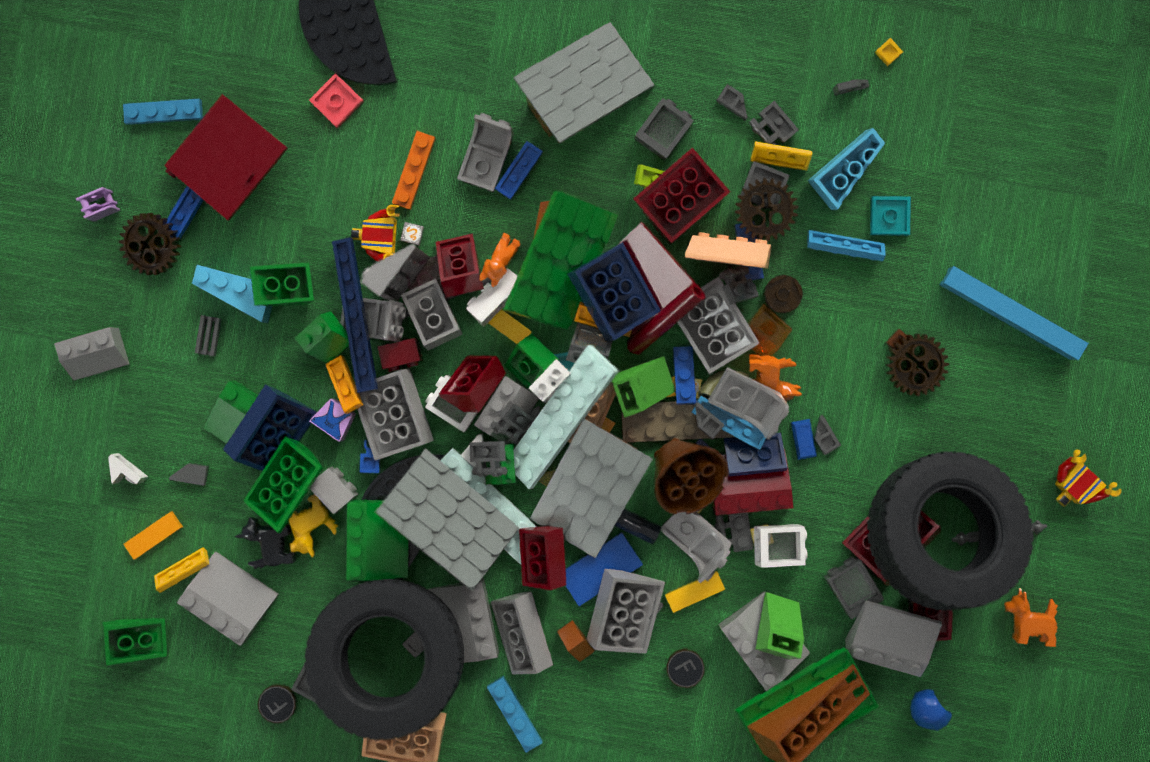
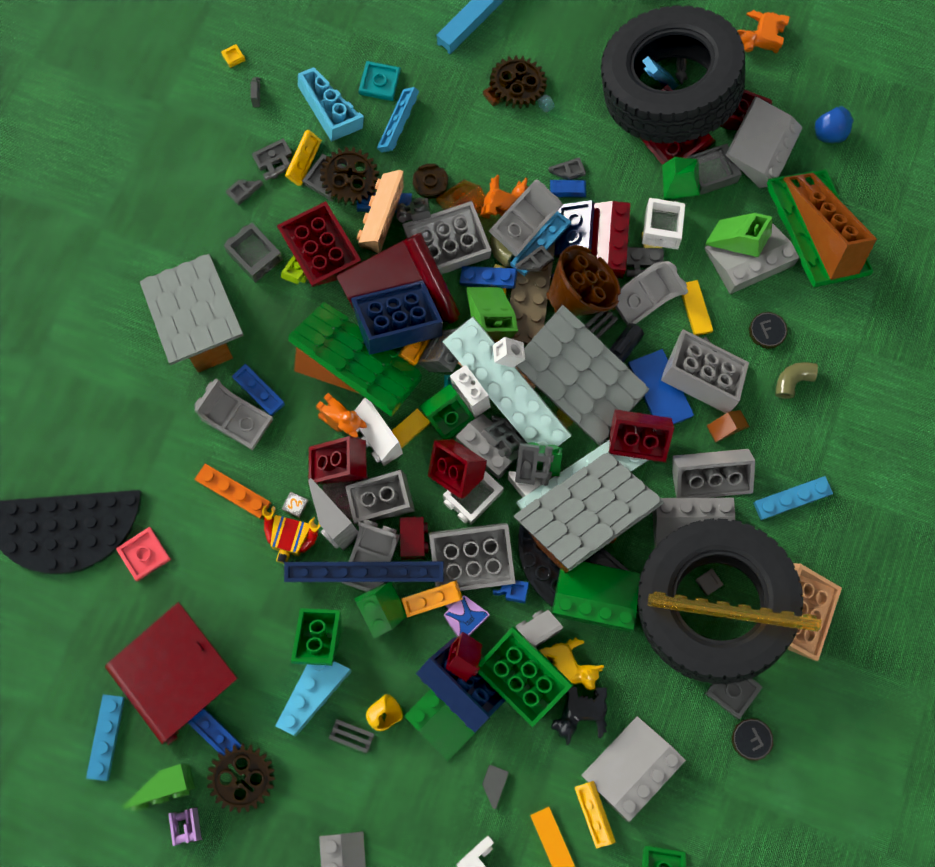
camera: 85 degrees left, 15 degrees down
(128, 181) = (169, 782): none -> bright green slope
(231, 361) = (388, 705): none -> yellow hair
(290, 426) = (464, 657): none -> dark red brick
(365, 683) = (742, 612): none -> clear yellow plate
(588, 414) = (509, 352): none -> white brick
(640, 699) = (792, 375): none -> olive cylinder
(642, 486) = (609, 315): none -> dark grey tile
(833, 556) = (681, 178): none -> green slope
(897, 399) = (546, 103): none -> clear light blue axle
(949, 516) = (659, 73): none -> dark azure plate

